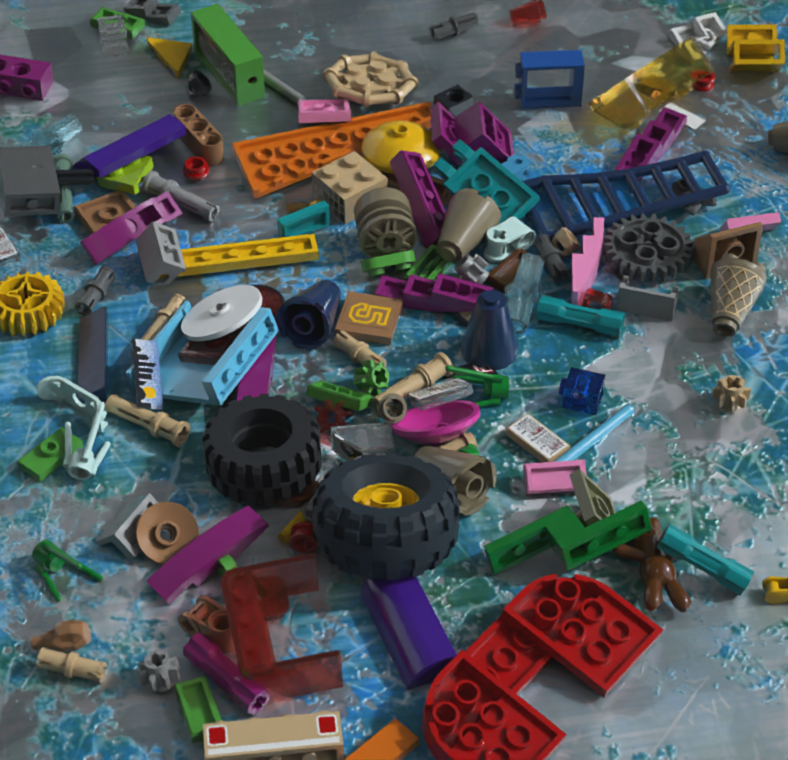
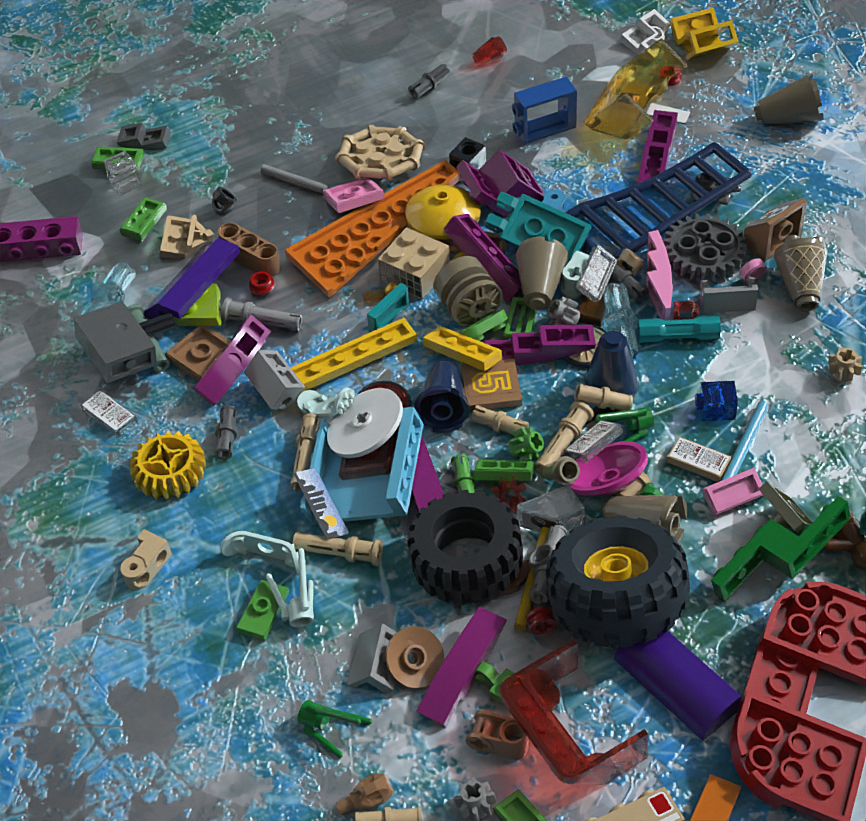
camera: 15 degrees left, 5 degrees up
(93, 354) = (255, 496): dark blue slope -> none
(114, 82) = (143, 219): none -> bright green plate
(142, 108) = (183, 237): none -> tan slope
(171, 53) = (181, 175): yellow tile -> none
(194, 289) = (314, 403): none -> light aqua piece
(210, 659) = (533, 779): magenta axle -> none
(228, 54) = (241, 163): bright green brick -> none
(299, 386) = (463, 478): none -> bright green pin
(355, 276) = (462, 348): none -> yellow plate
(468, 355) = (603, 397): none -> tan pin
(520, 240) = (596, 273): none -> clear tile
(686, 280) = (753, 268): none -> bright pink tile
(769, 221) = (790, 195): bright pink plate -> none

